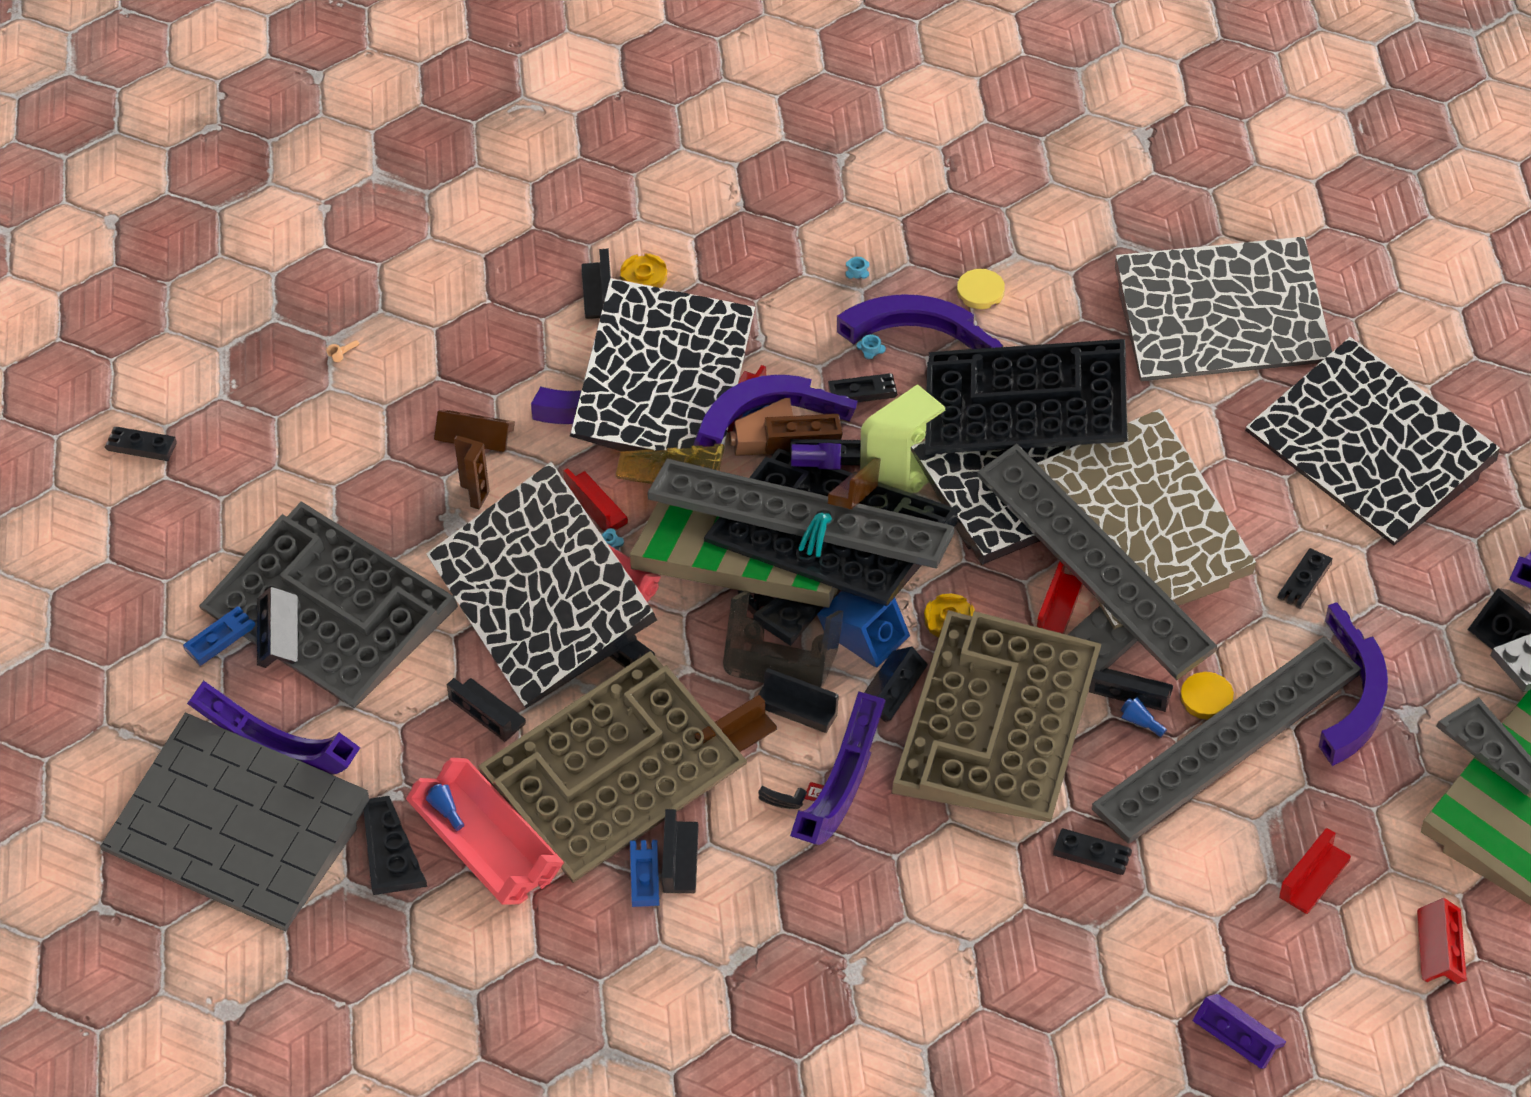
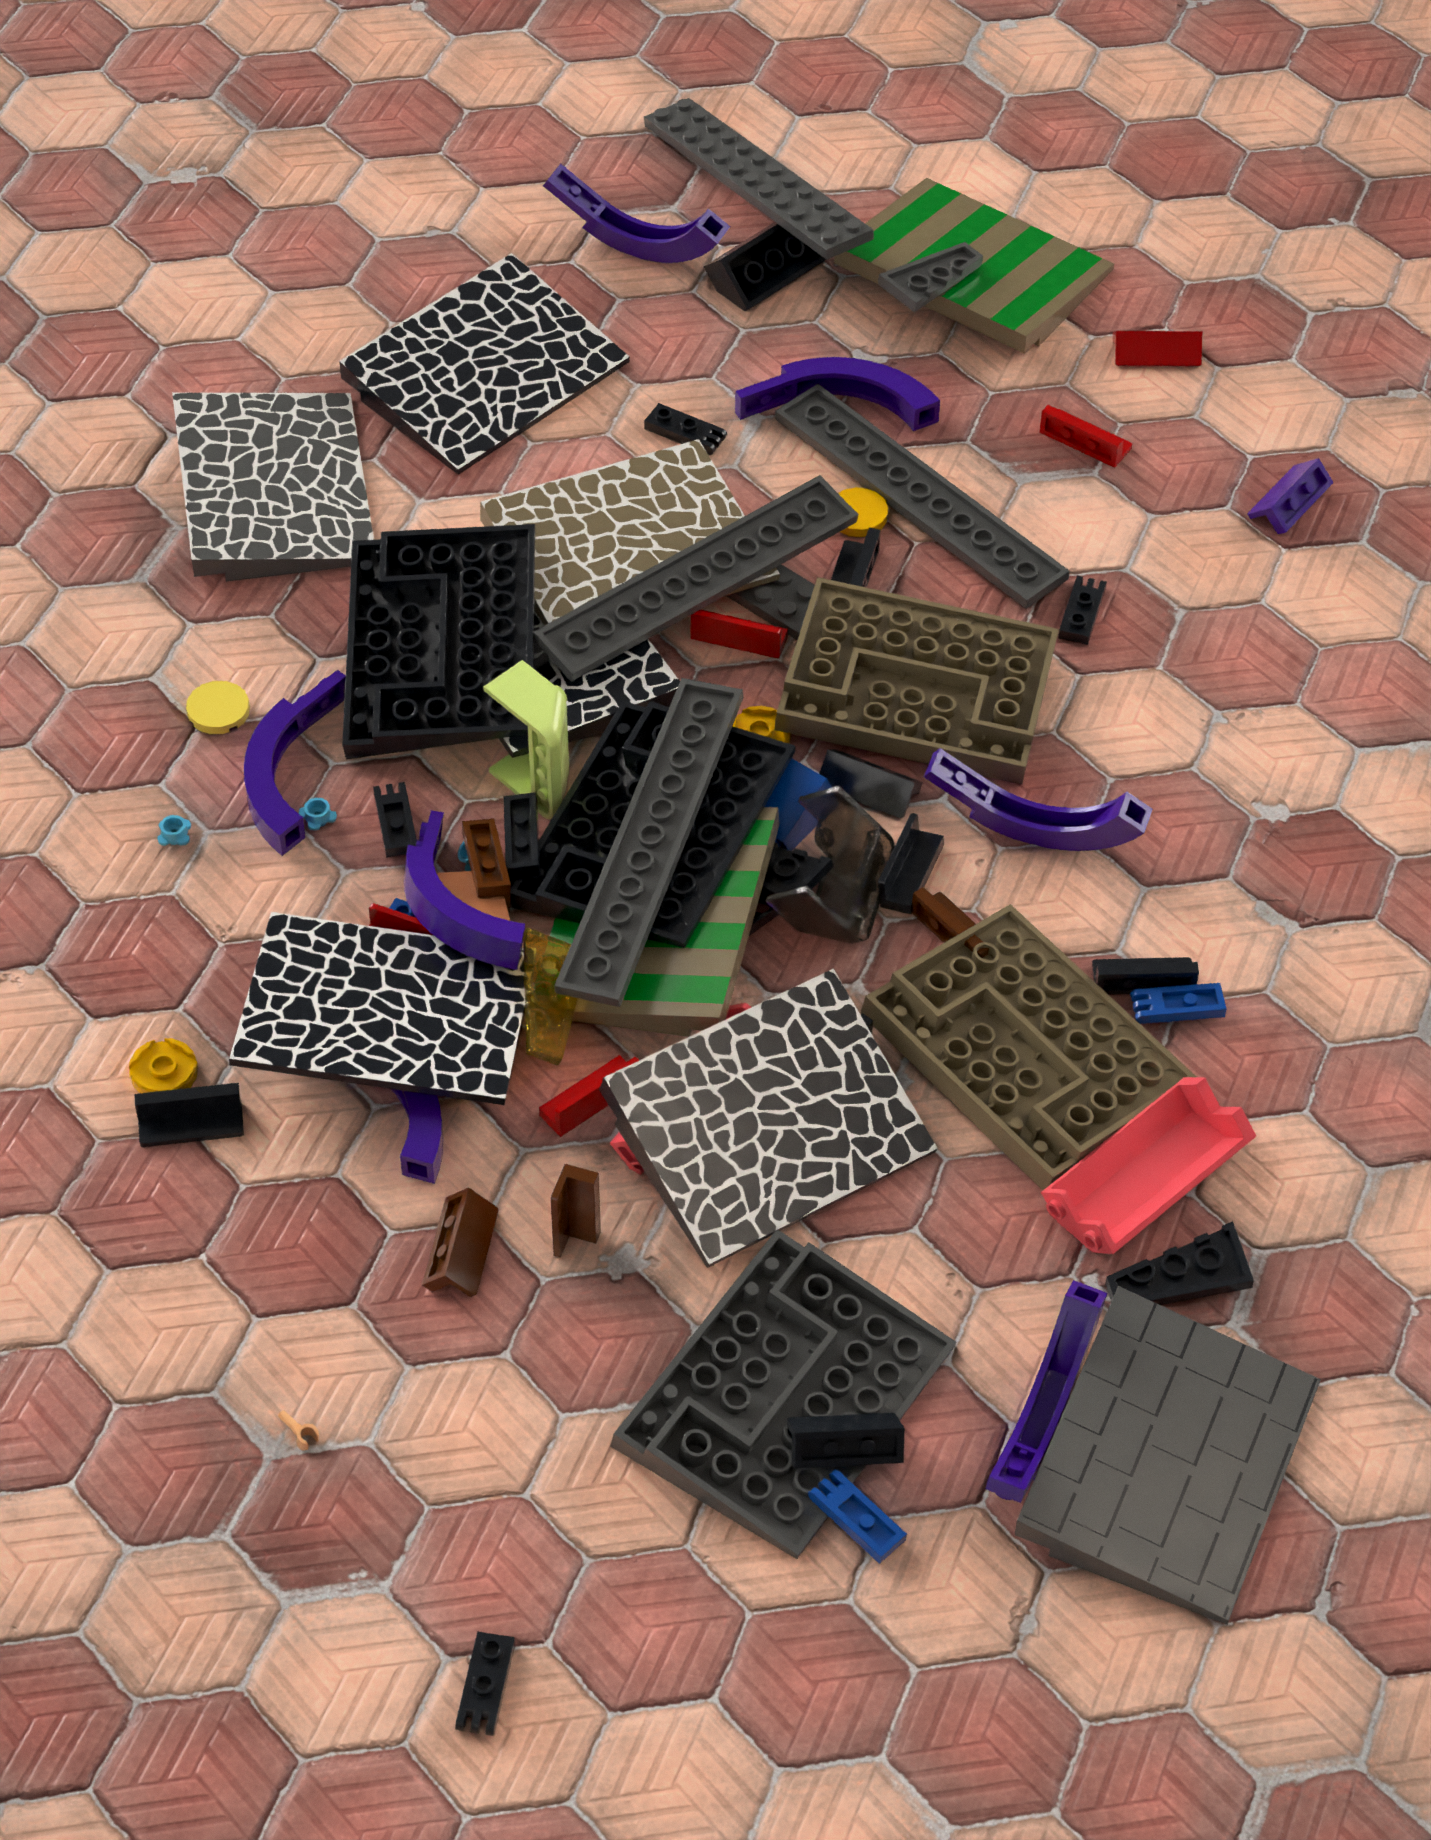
camera: 95 degrees left, 0 degrees up
(442, 800) = (1114, 1211): blue cone -> none
(485, 708) = (946, 1189): black panel -> none
(782, 800) = (1054, 870): black piece -> none
(813, 791) = (1030, 852): red sticker -> none
(817, 528) = (695, 809): teal piece -> none
(821, 456) = (546, 831): dark purple piece -> none
(856, 486) = (611, 776): reddish brown panel -> none
(1137, 713) = (892, 566): blue cone -> none

